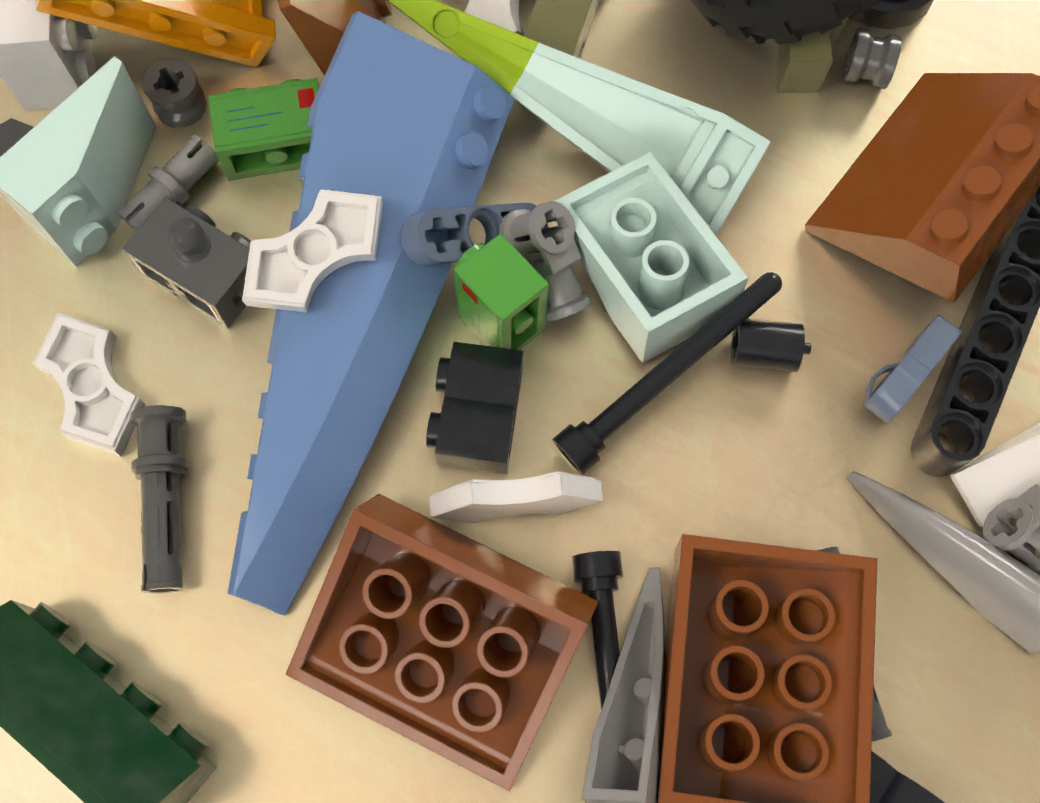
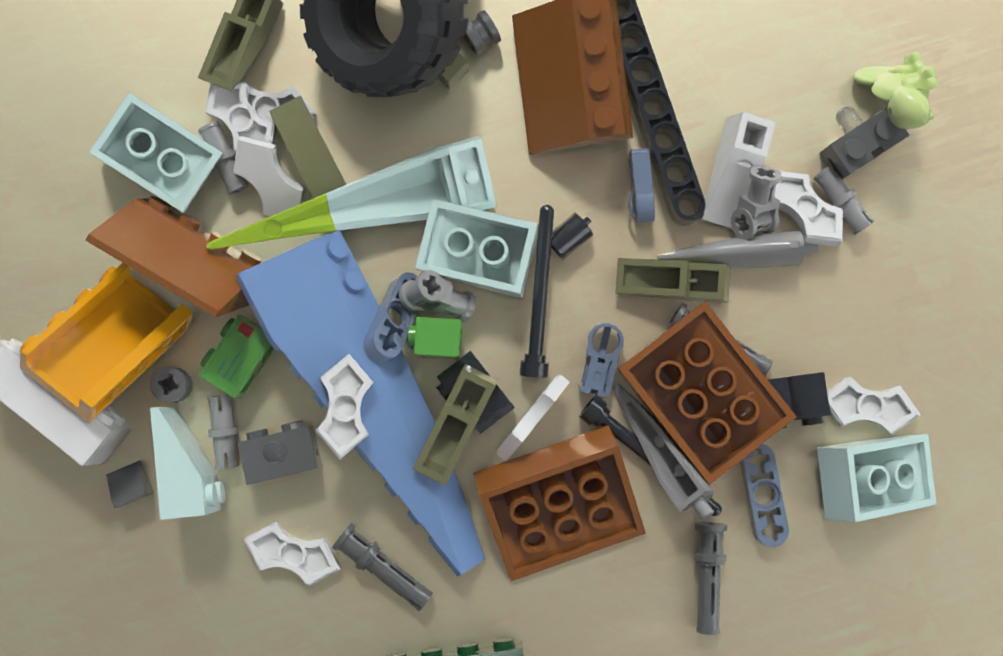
camera: 45 degrees left, 15 degrees up
(415, 402) = (455, 424): none -> olive slope
(659, 526) = (600, 367): none -> sand blue piece
(852, 511) = (673, 279): none -> olive slope

